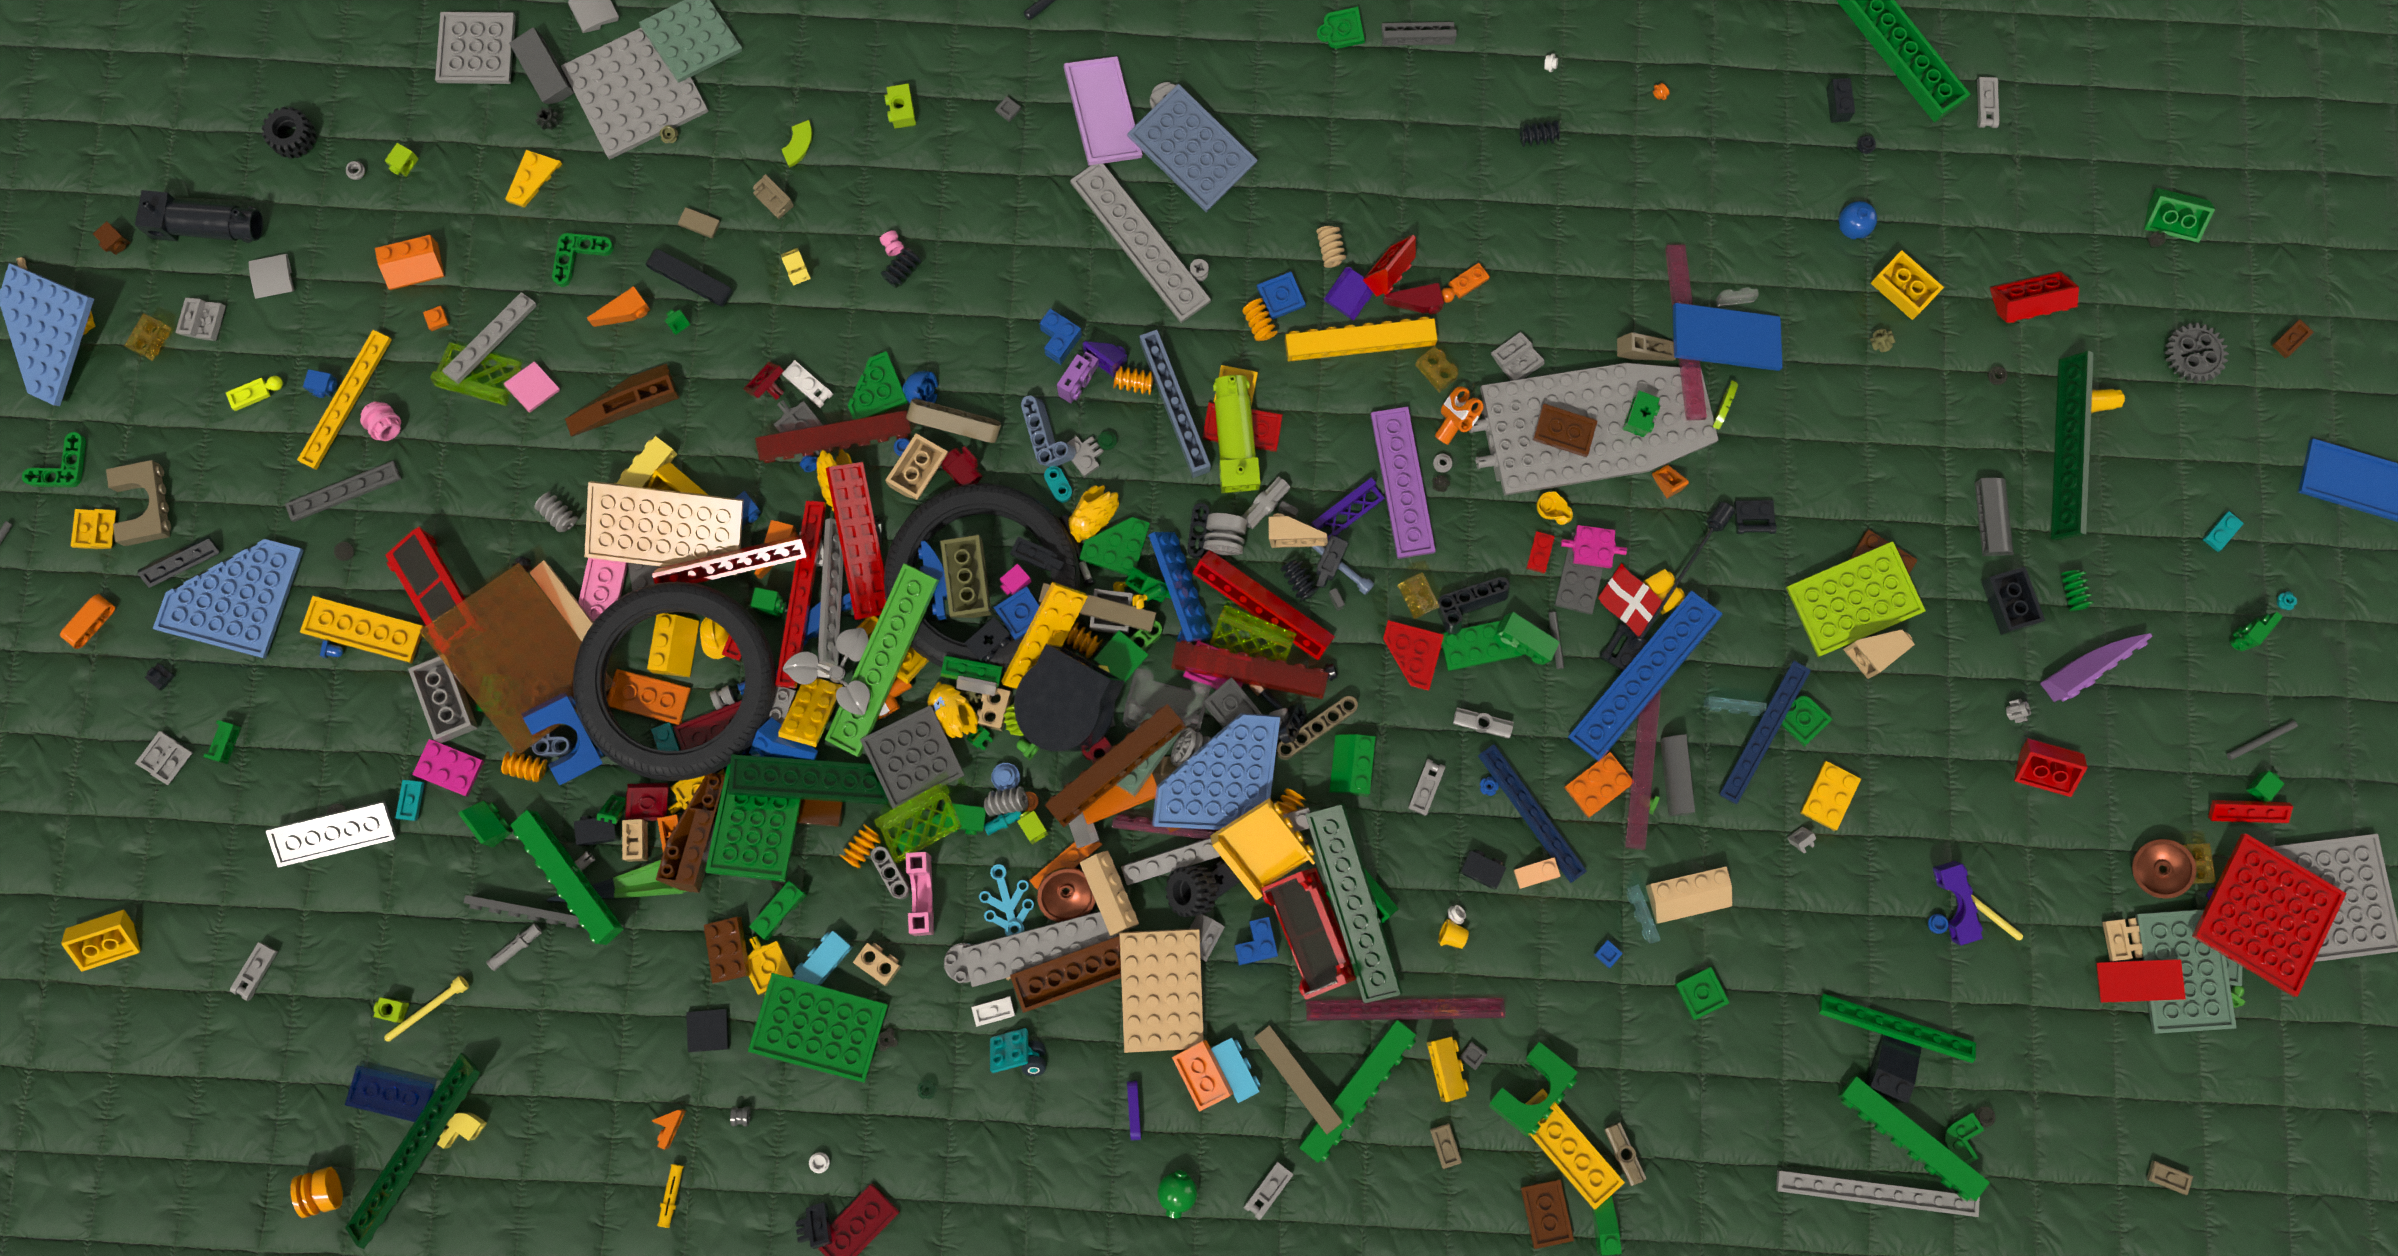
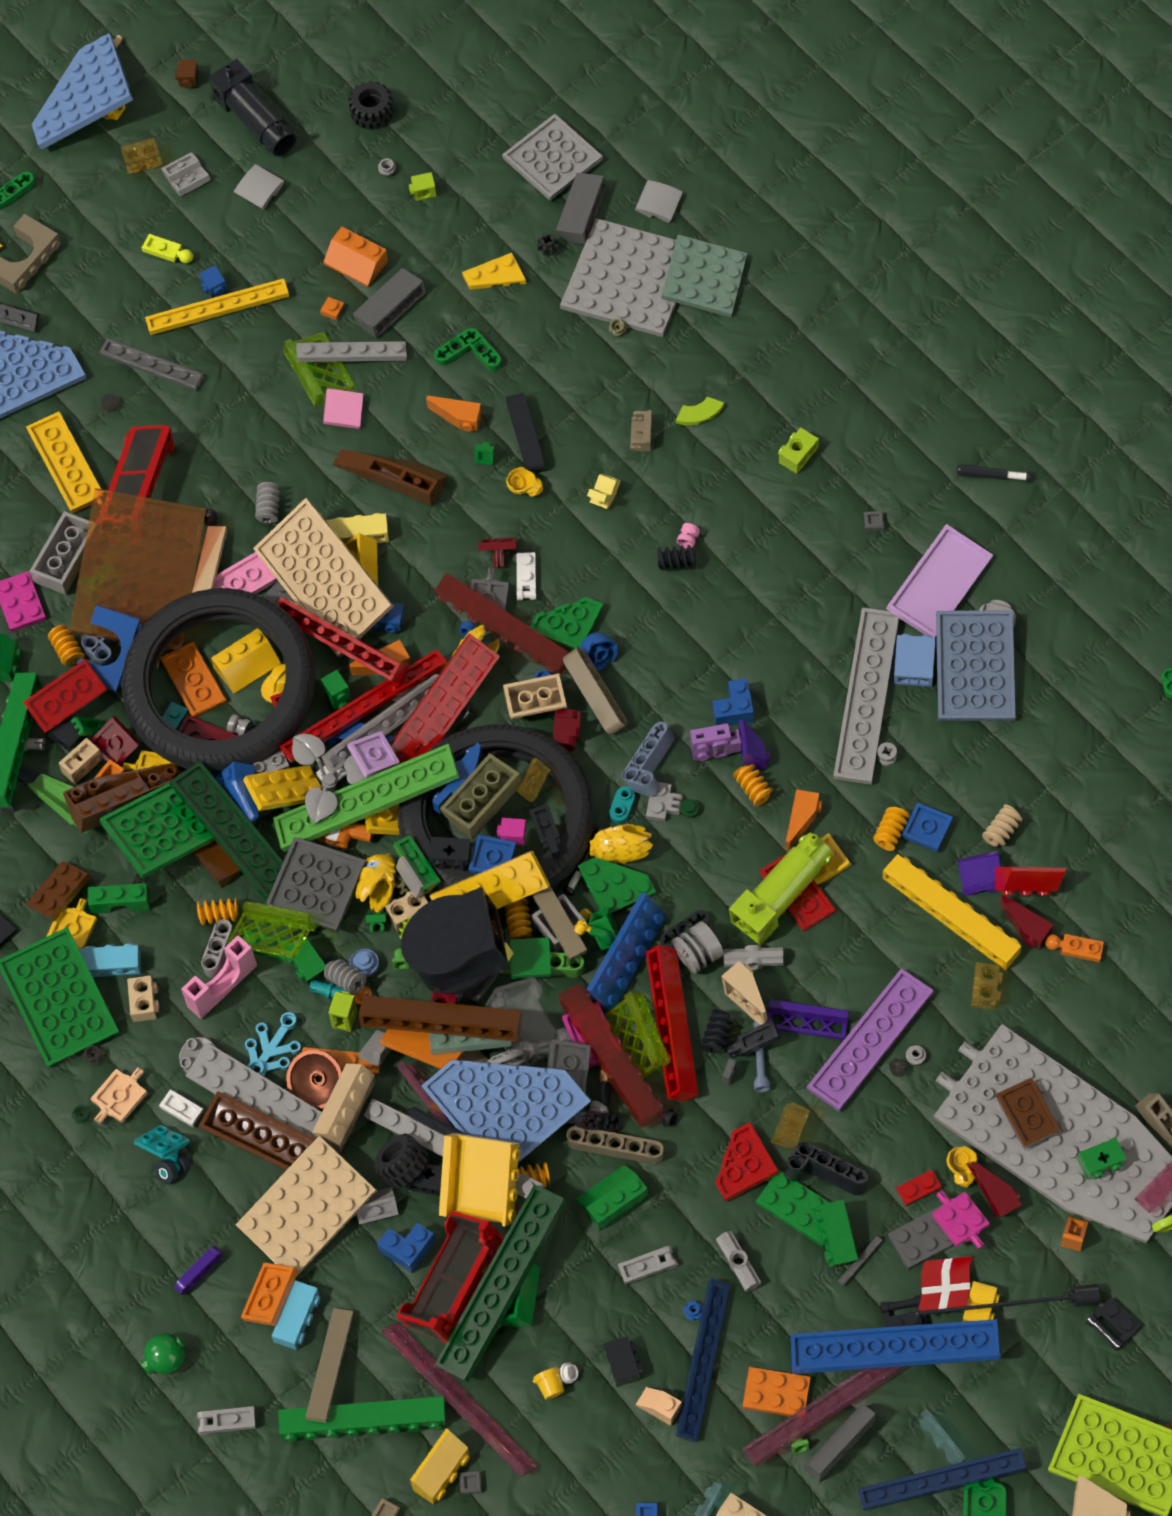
camera: 55 degrees right, 15 degrees down
(330, 650) = (31, 455): blue piece -> none
(380, 421) = (223, 340): bright pink piece -> none
(476, 273) = (389, 302): none -> dark grey brick
(570, 805) = (65, 696): none -> red tile
(699, 223) = (573, 403): dark tan tile -> none
(729, 315) = (523, 481): none -> yellow hair
(852, 623) = (373, 754): none -> lavender plate
(939, 1049) = (119, 1095): none -> light nougat plate
(988, 529) = (533, 780): none -> clear yellow plate
(1146, 184) = (914, 660): none -> medium blue brick
(1175, 404) = (763, 827): sand blue brick -> none
(1187, 365) = (803, 813): none -> orange slope
(1187, 841) = (432, 1122): none -> black axle
(1288, 510) = (764, 977): dark grey tile -> none
(1458, 415) = (962, 1030): orange connector -> none
(1517, 357) = (1058, 1036): light grey slope -> none
(1599, 505) = (998, 1194): none -> dark red slope

